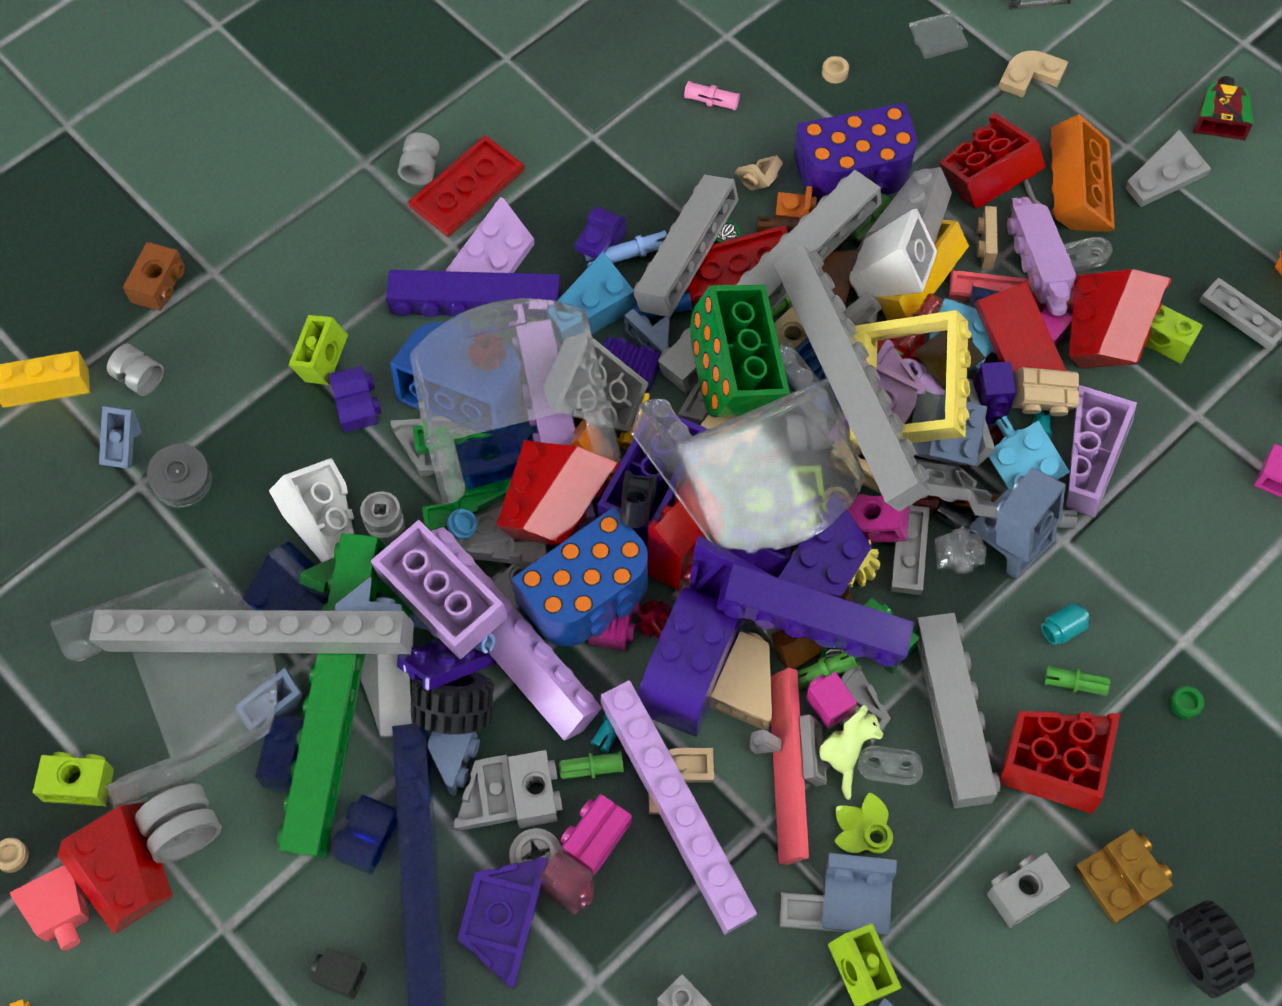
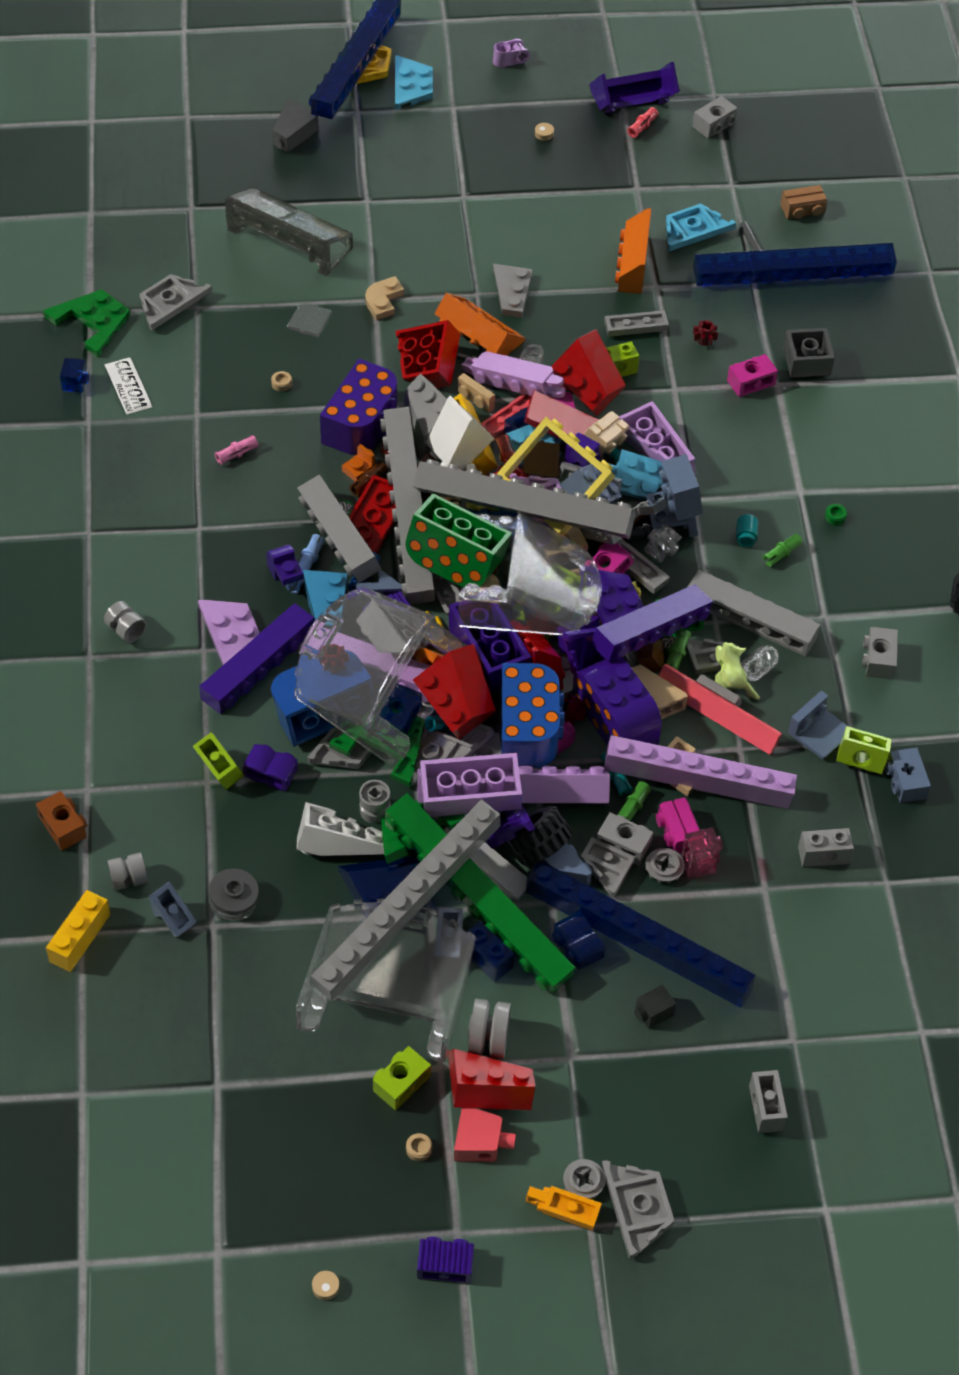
camera: 55 degrees left, 10 degrees down
(359, 600) = (444, 822): sand blue slope -> none
(462, 523) = (423, 754): dark azure plate -> none
(466, 186) = (167, 614): red tile -> none
(501, 915) = (689, 902): dark purple wing -> none
(637, 499) = (509, 646): black piece -> none
(761, 174) = (321, 462): tan bracket -> none
(764, 742) = (694, 710): light grey tile -> none
(802, 911) = (806, 763): light grey tile -> none
(830, 699) = (700, 658): dark pink brick -> none
(861, 823) = (781, 701): lime plate -> none
(1060, 757) = (823, 584): red wedge -> none
(1124, 876) = (908, 607): pearl gold plate -> none
(1225, 111) = (502, 236): torso -> none

